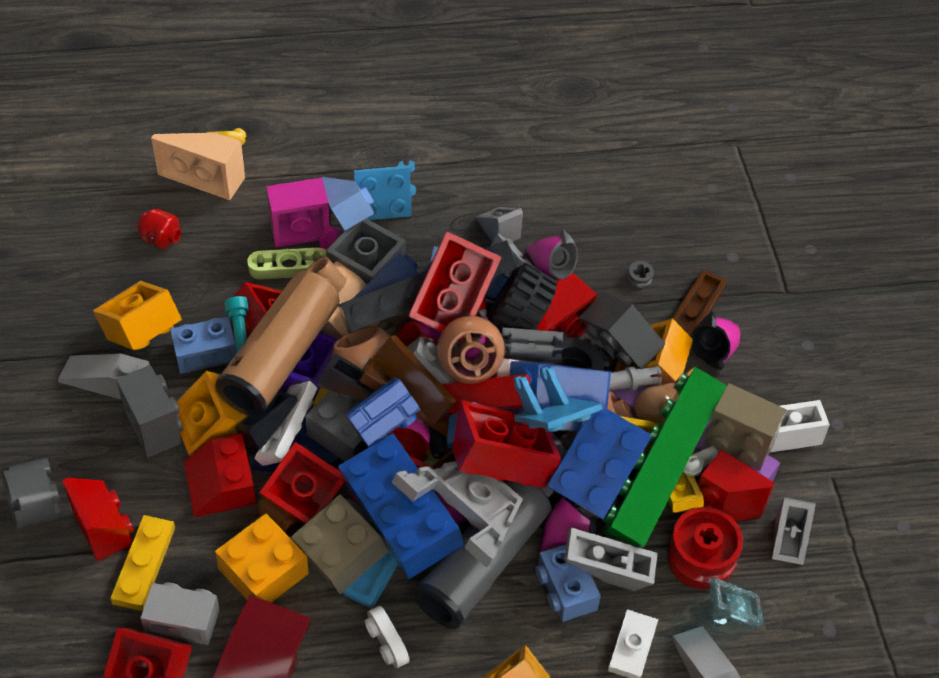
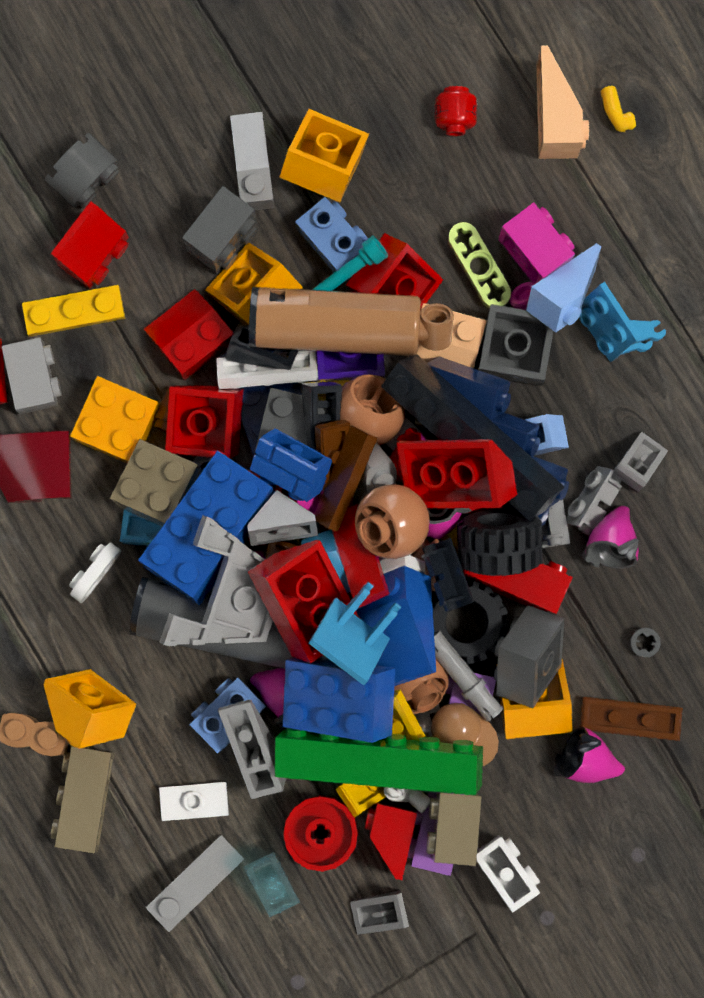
camera: 70 degrees right, 30 degrees up
(426, 439) = (281, 521): none -> light grey slope

